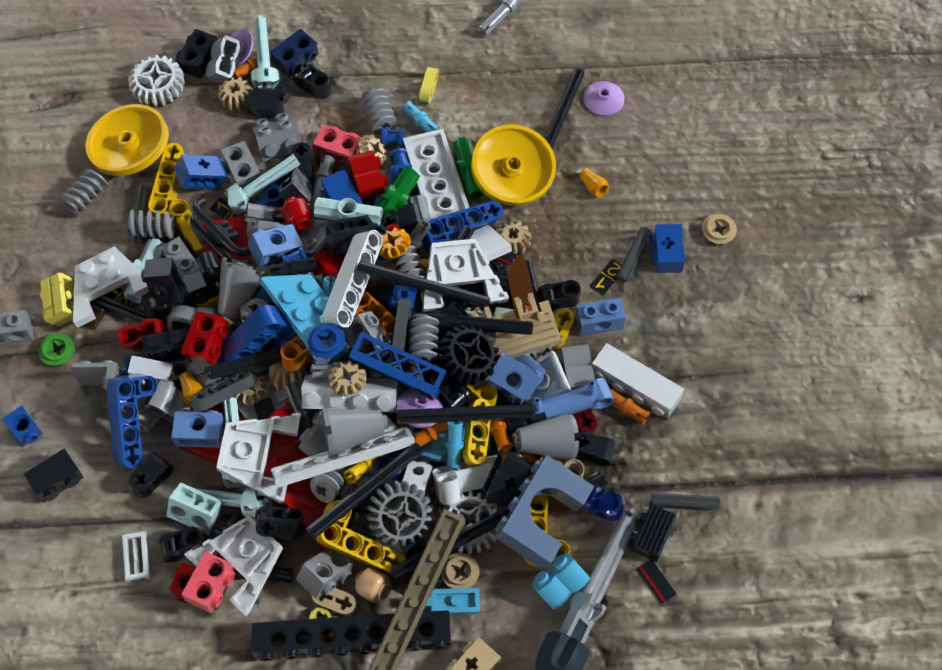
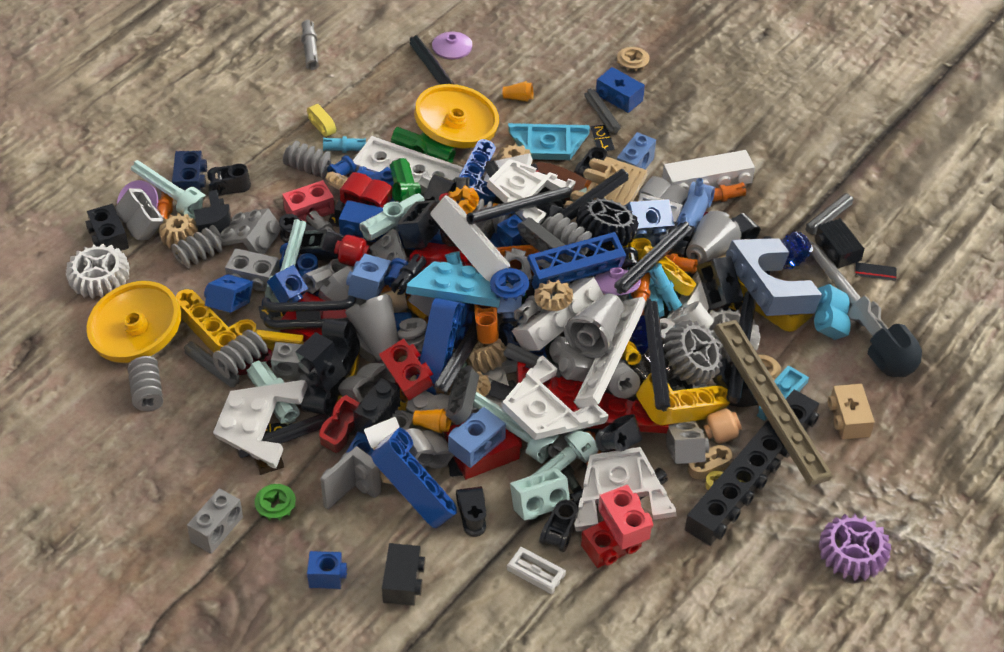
camera: 50 degrees left, 15 degrees down
(57, 299) = (231, 465): light yellow brick -> none
(229, 119) = (197, 246): none -> light grey piece
(232, 193) = (293, 279): none -> blue brick
(561, 244) = (549, 140): none -> medium azure wing

